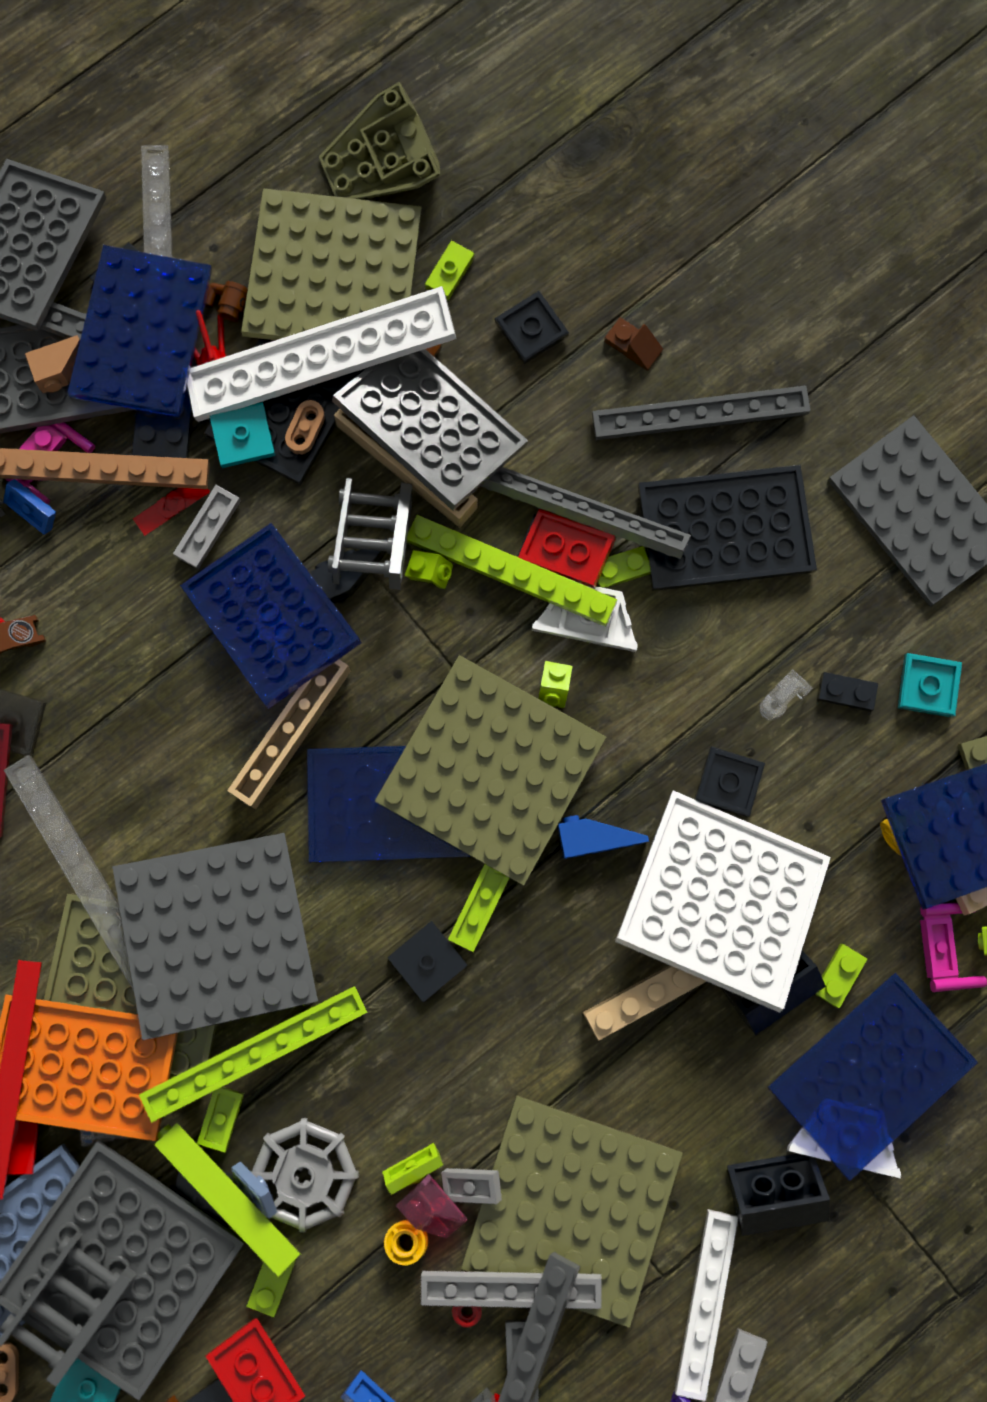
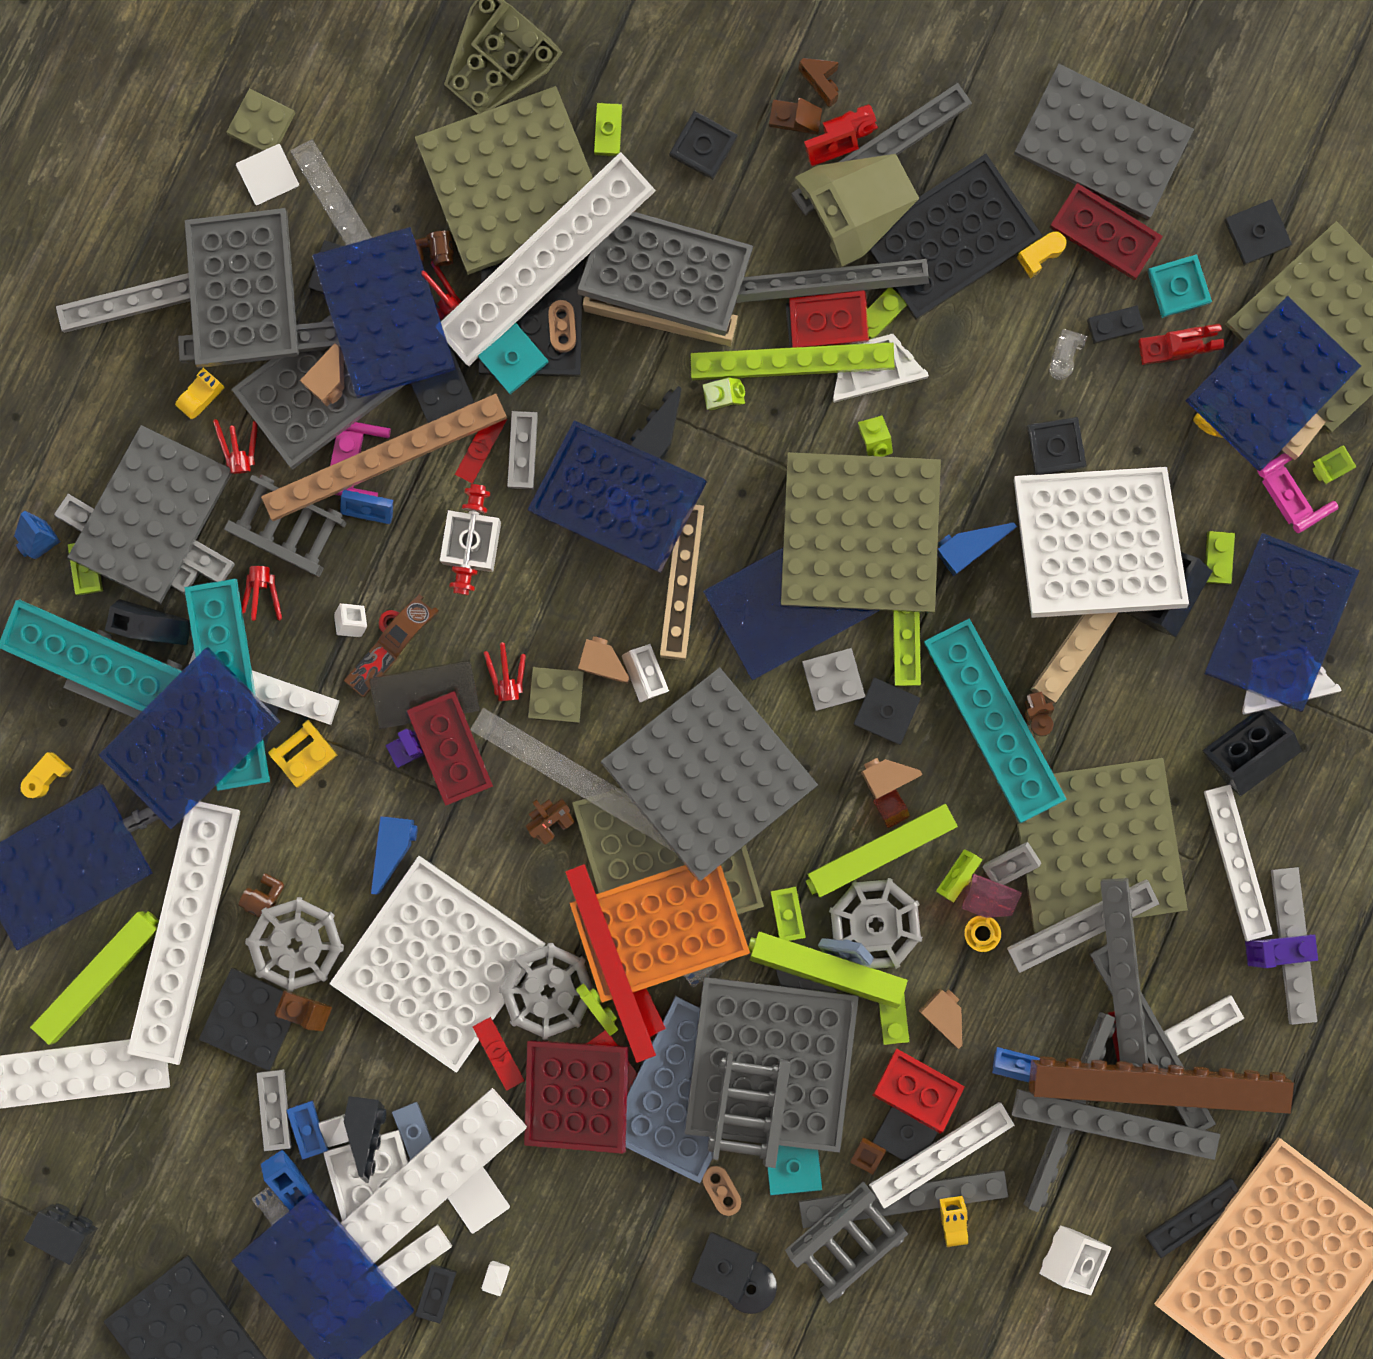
camera: 25 degrees left, 5 degrees up
(24, 901) = (545, 816): none -> reddish brown hips
(65, 748) = (508, 689): none -> red plant
(106, 586) = (470, 540): none -> white brick
(110, 158) = (267, 174): none -> white sticker
(112, 779) = (556, 695): none -> olive plate
(131, 110) = (260, 121): none -> olive plate
(173, 768) = (602, 661): none -> medium nougat slope
(210, 801) = (644, 672): none -> white slope
(252, 1054) = (790, 849): lime plate -> none
(322, 1308) = (945, 1015): none -> medium nougat slope
(346, 1101) = (881, 851): none -> lime brick
(382, 1062) = (892, 808): none -> clear red slope
(391, 902) = (833, 679): none -> light grey plate
(393, 1028) = (887, 776): none -> medium nougat slope
(394, 546) = (681, 369): dark grey fence -> none
(466, 1321) = (1063, 966): red plate -> none
(529, 1029) = (995, 721): none -> teal plate
(576, 1044) = (1039, 714): none -> reddish brown hips
(652, 449) = (858, 201): none -> olive wedge
(667, 380) = (841, 135): none -> red plate
(675, 315) = (816, 74): none -> reddish brown slope
(805, 584) = (1047, 247): none -> yellow leg
(882, 596) = (1106, 231): none -> dark red plate
(902, 742) = (1179, 344): none -> red plate

